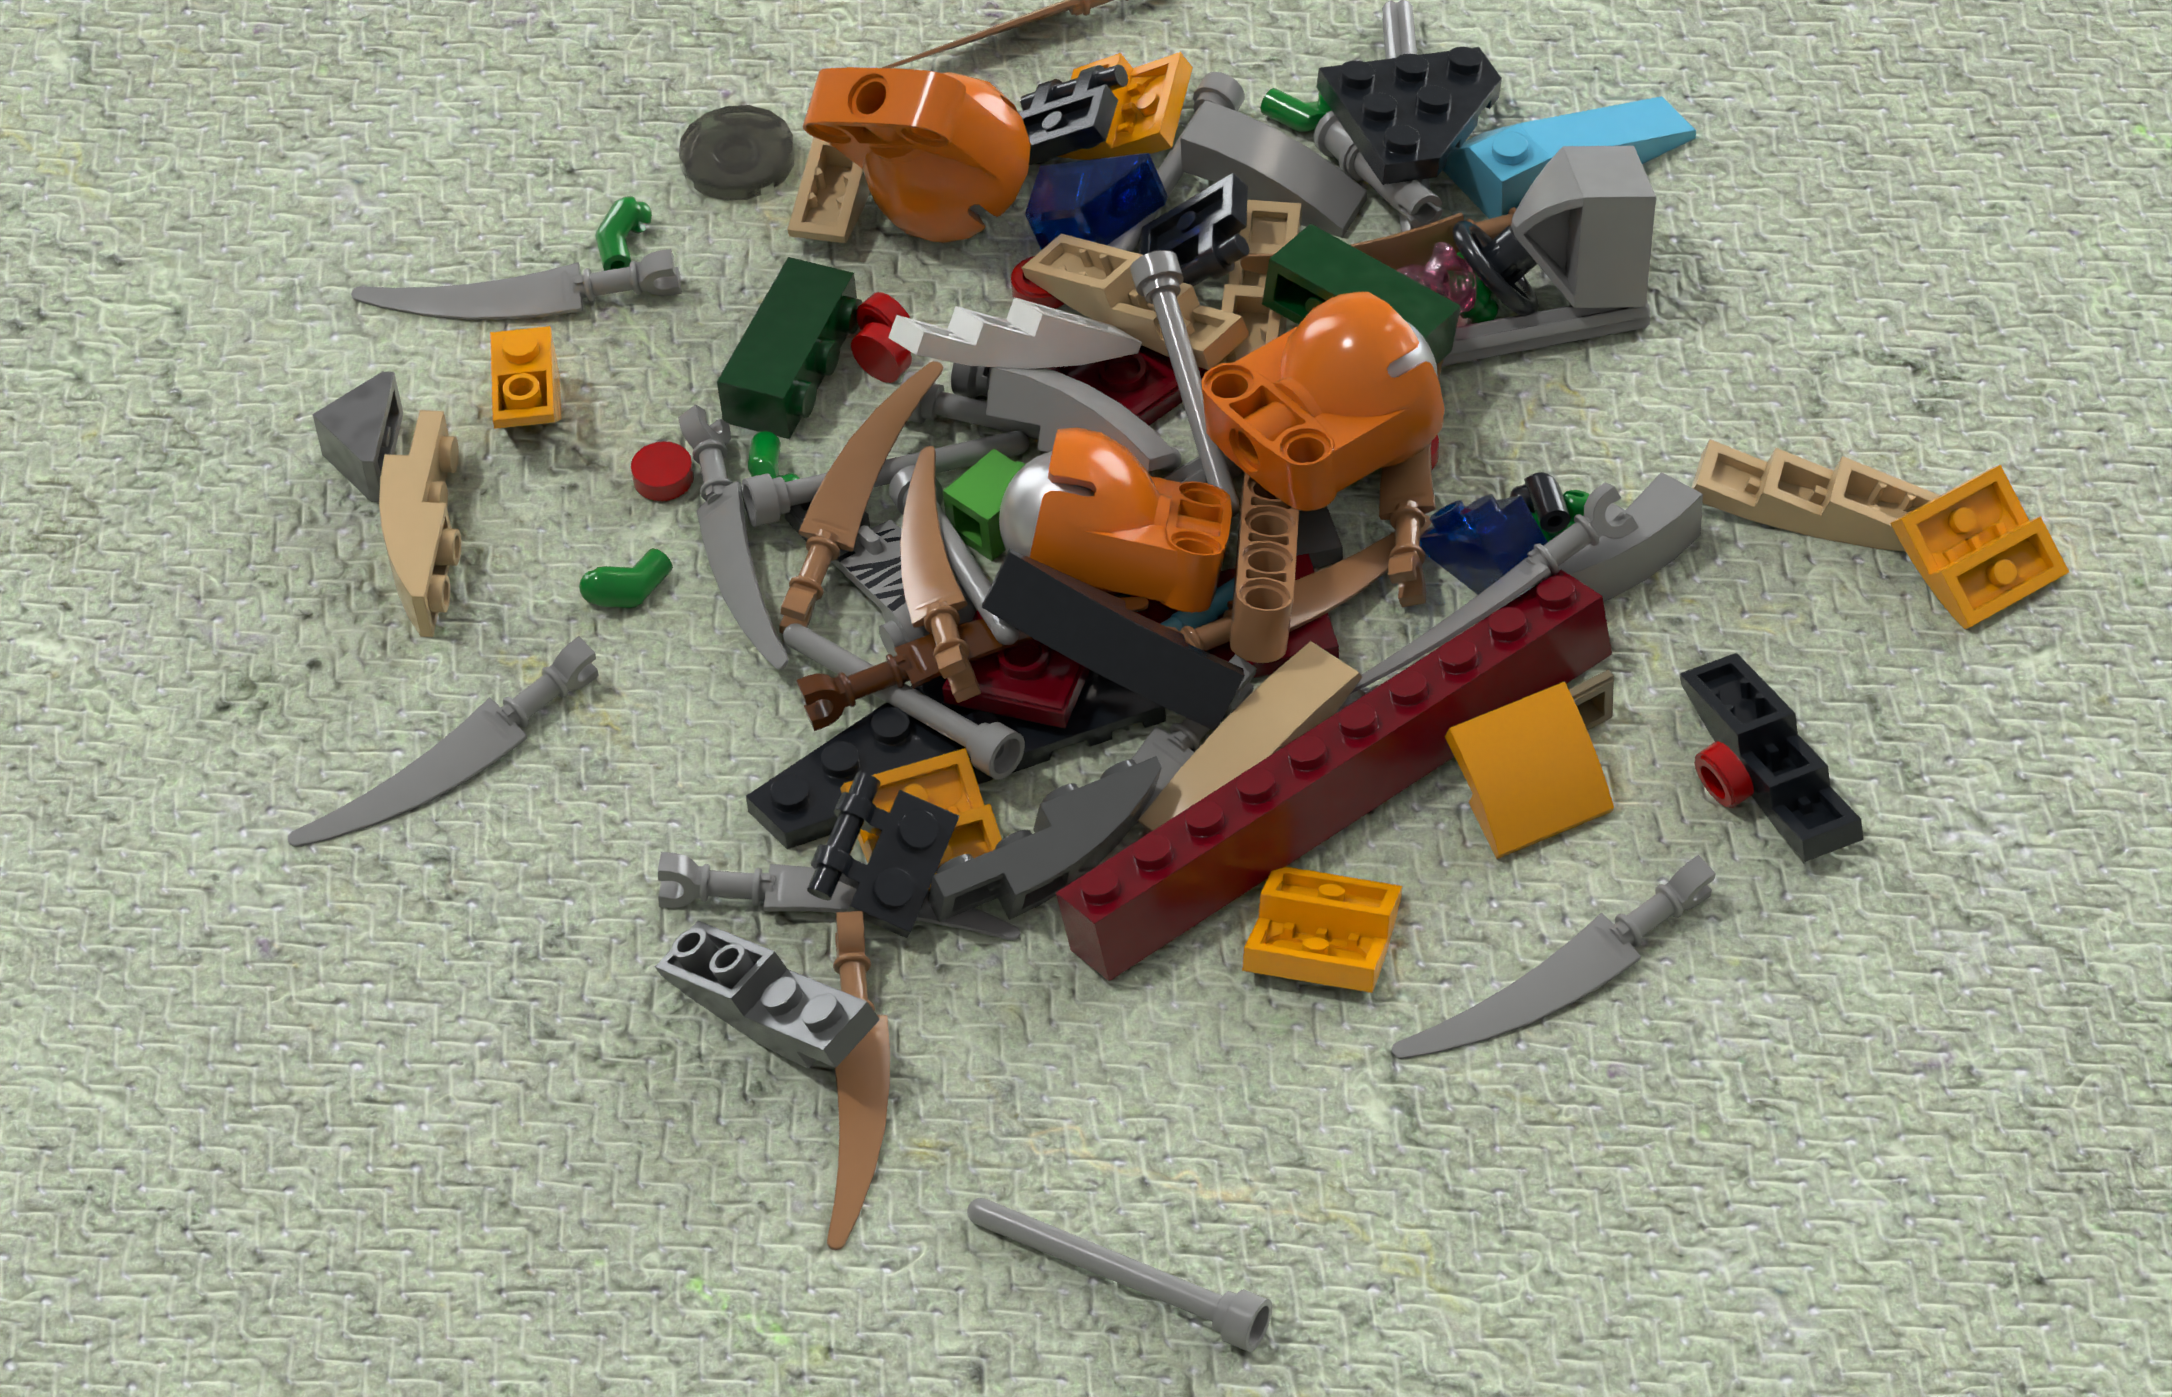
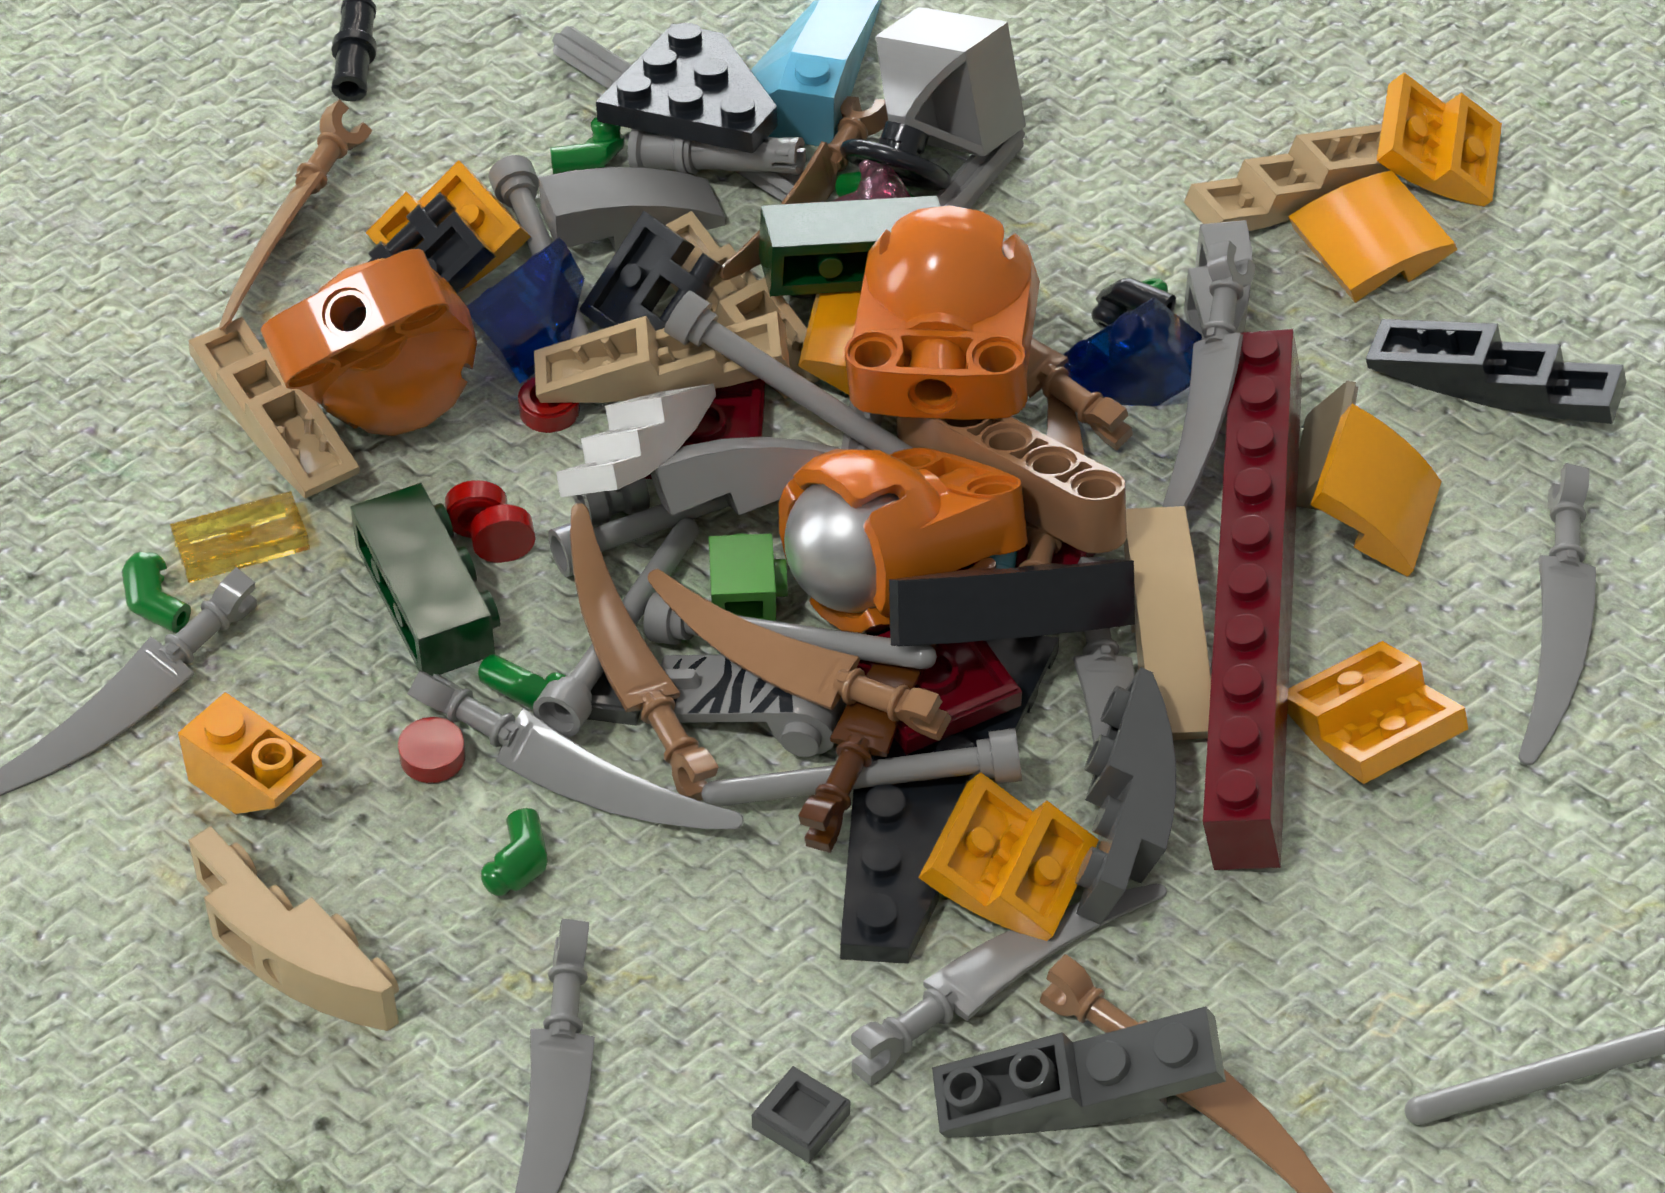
camera: 50 degrees left, 0 degrees up
(361, 430) = (143, 906): flat silver slope -> none
(589, 886) = (801, 1114): none -> dark grey tile
(719, 242) = (241, 544): none -> clear yellow tile
(736, 152) = (168, 466): clear smoke tile -> none
(901, 863) = (1042, 890): black plate -> none
(1723, 775) = (1490, 403): red tile -> none
(1822, 580) = (1371, 233): none -> light orange slope

